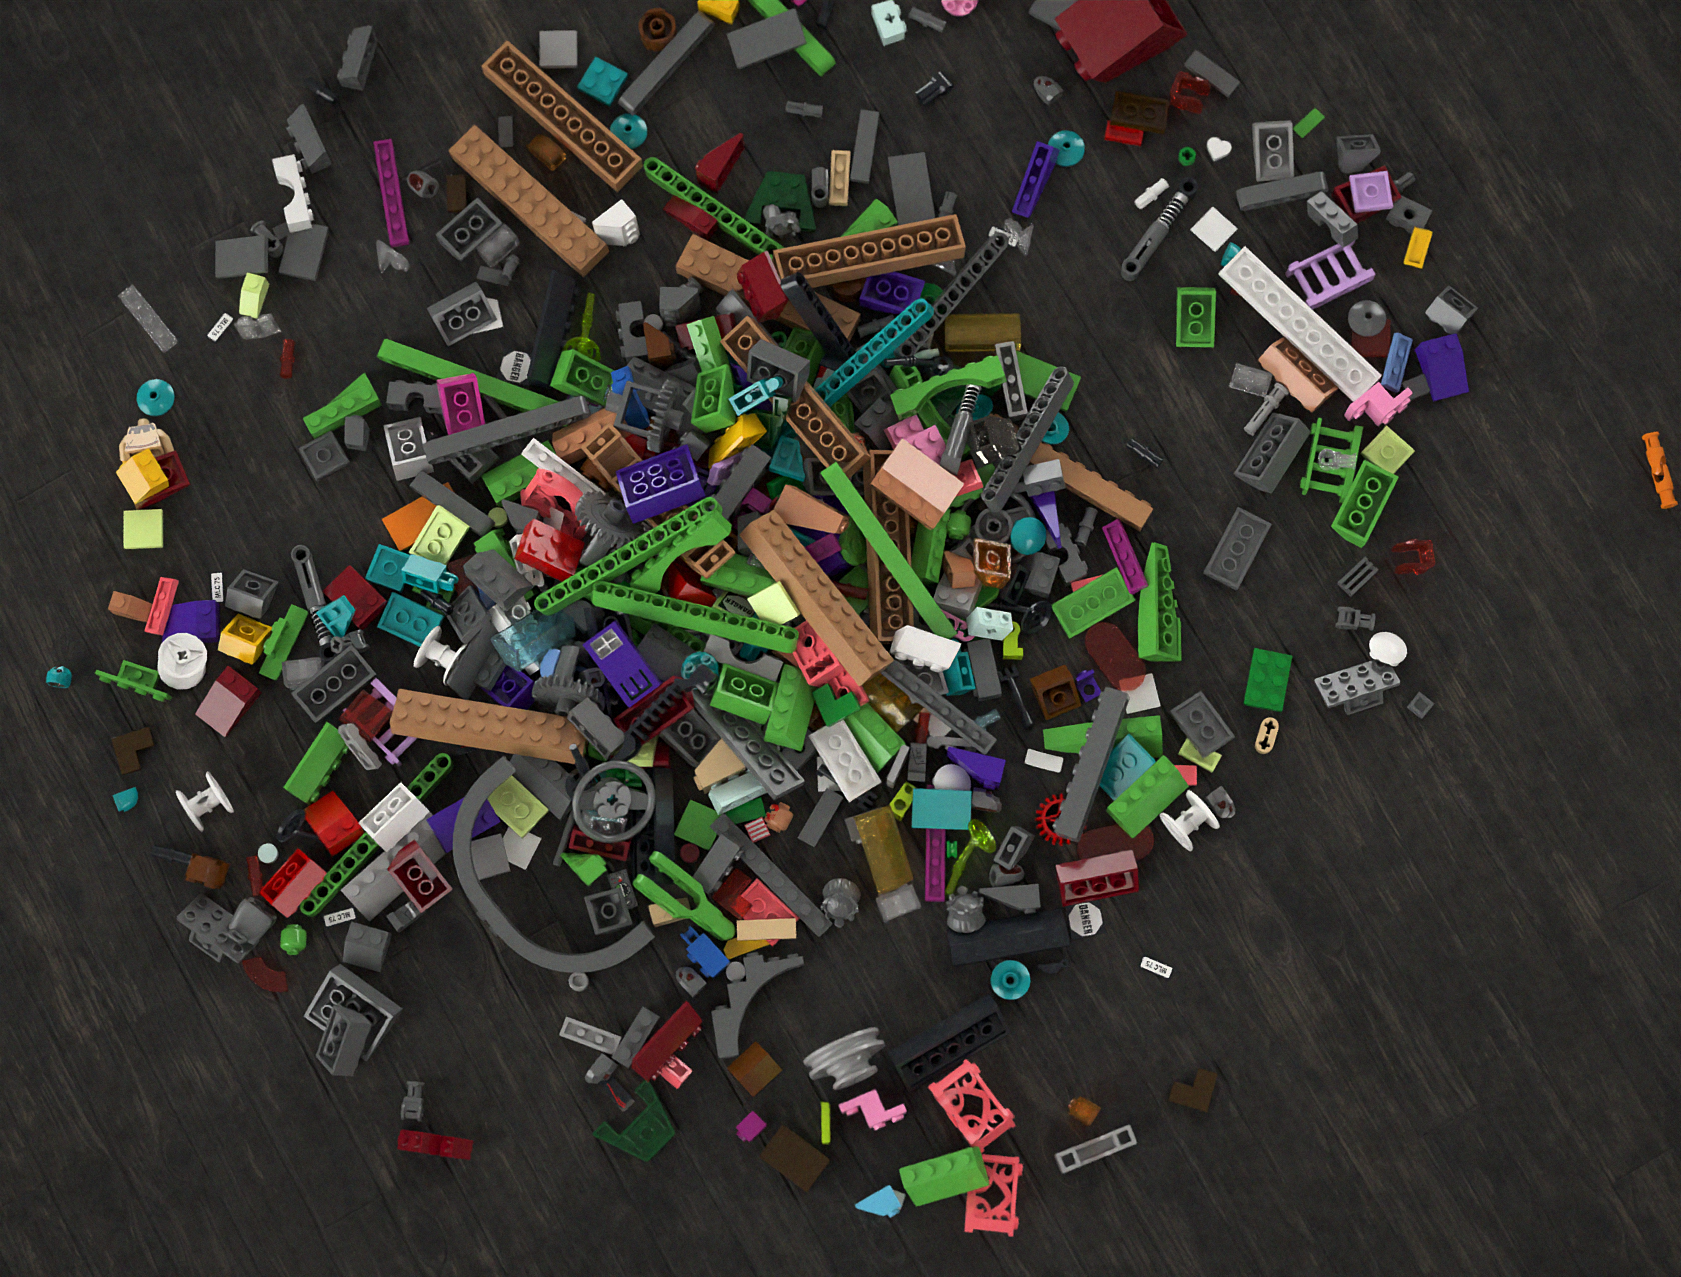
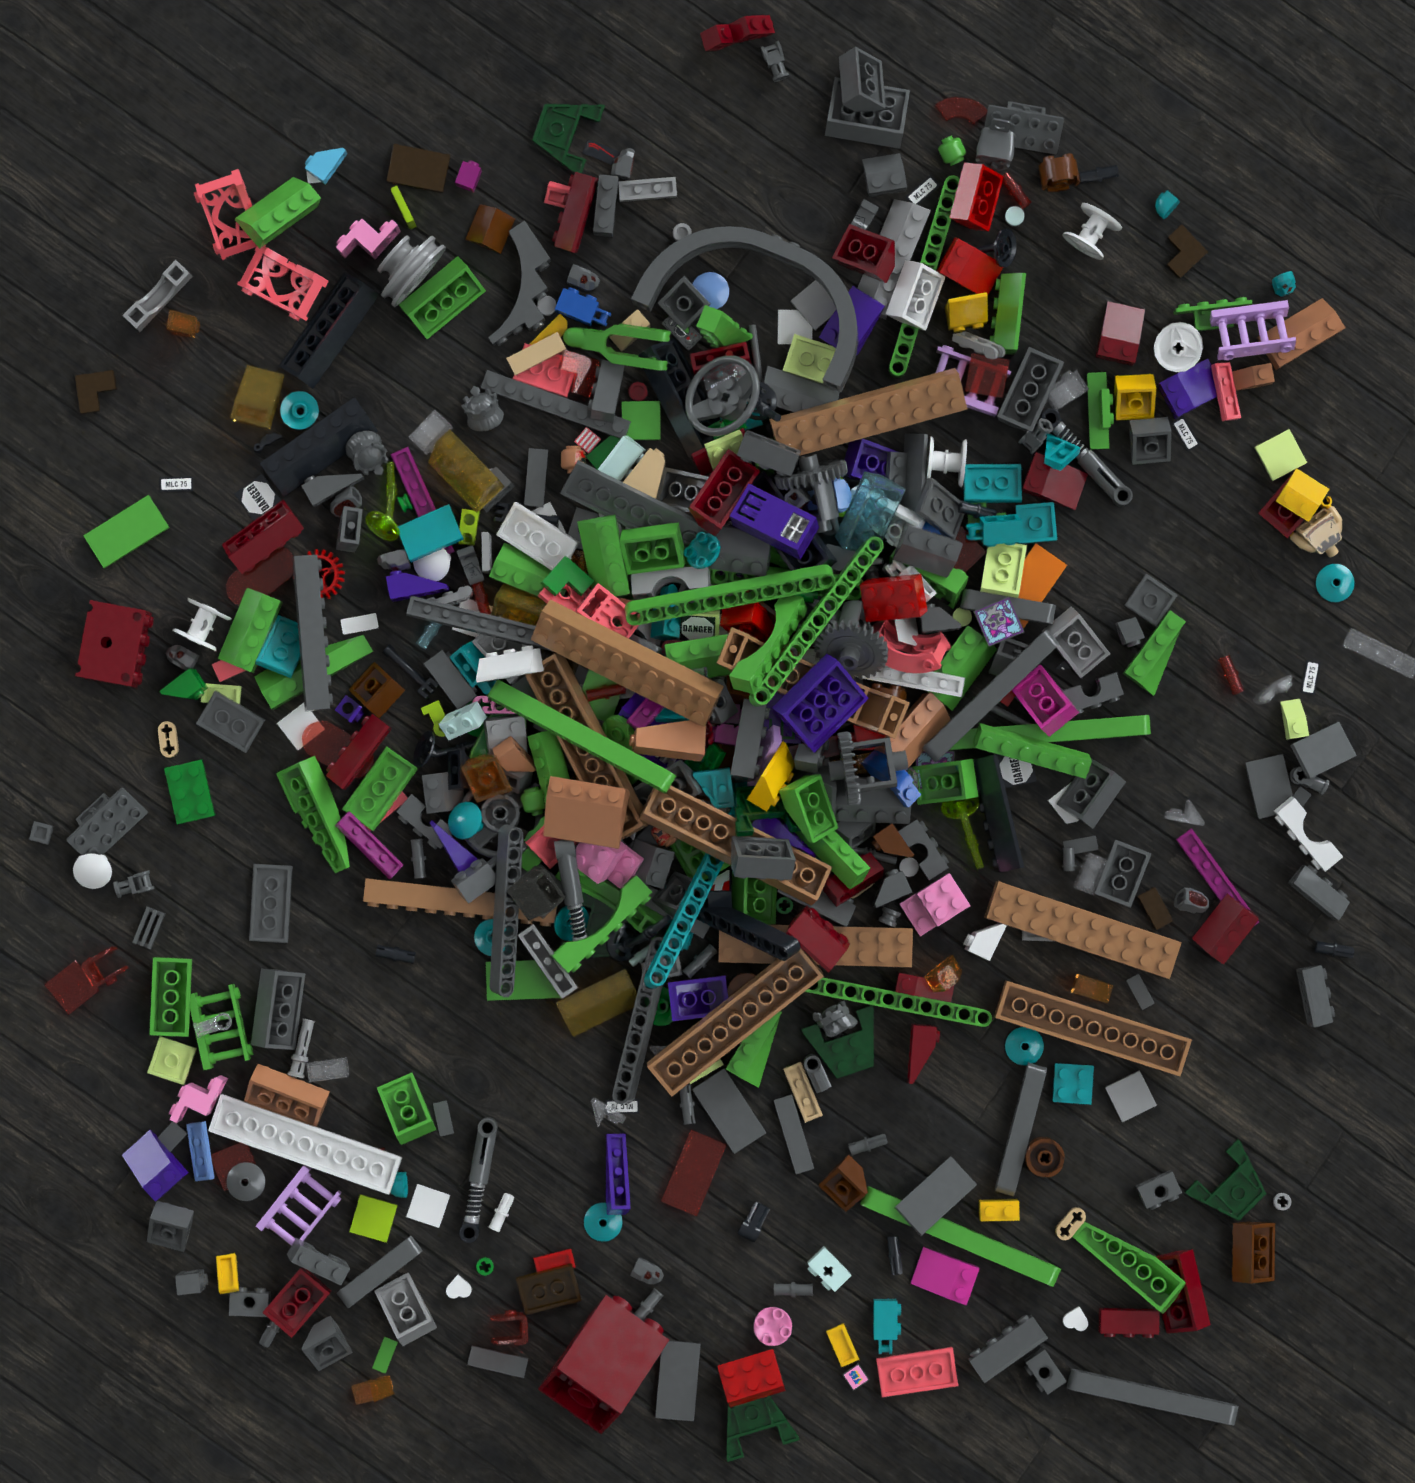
camera: 150 degrees right, 10 degrees up
(68, 626) = (1309, 327): none -> nougat slope
(95, 657) = (1252, 313): none -> lavender fence
(355, 782) = (967, 312): none -> yellow slope
(404, 146) = (1225, 928): none -> dark red slope
(466, 491) = (998, 621): none -> tile
(494, 367) = (1032, 750): none -> bright green brick
(575, 915) = (713, 288): none -> medium blue dish
(644, 277) = (934, 904): none -> bright pink bracket
(667, 215) = (944, 975): none -> clear orange slope
(701, 679) = (690, 532): black piece -> none
(755, 394) = (771, 824): teal brick -> none
(774, 604) = (662, 637): yellowish green tile -> none
(827, 1022) = (442, 297): none -> bright green slope
(839, 85) = (845, 1183): none -> reddish brown slope
(967, 153) = (693, 1172): none -> clear red tile
(1043, 1010) = (257, 397): none -> clear yellow slope
(1060, 61) = (648, 1305): none -> dark grey pin
(1097, 640) = (358, 752): none -> dark red slope
(1166, 296) = (443, 1118): none -> dark grey sticker
(1222, 943) = (126, 531): none -> bright green tile
(1229, 772) = (187, 685): none -> green slope
(1262, 850) = (129, 636): none -> dark red gear
(1267, 239) = (373, 1218): none -> lime tile
(1333, 98) = (373, 1390): none -> clear orange slope
(1371, 191) = (293, 1304): lavender tile -> none
(1452, 556) = (71, 987): none -> clear red tile
(1453, 252) = (191, 1281): none -> dark grey brick

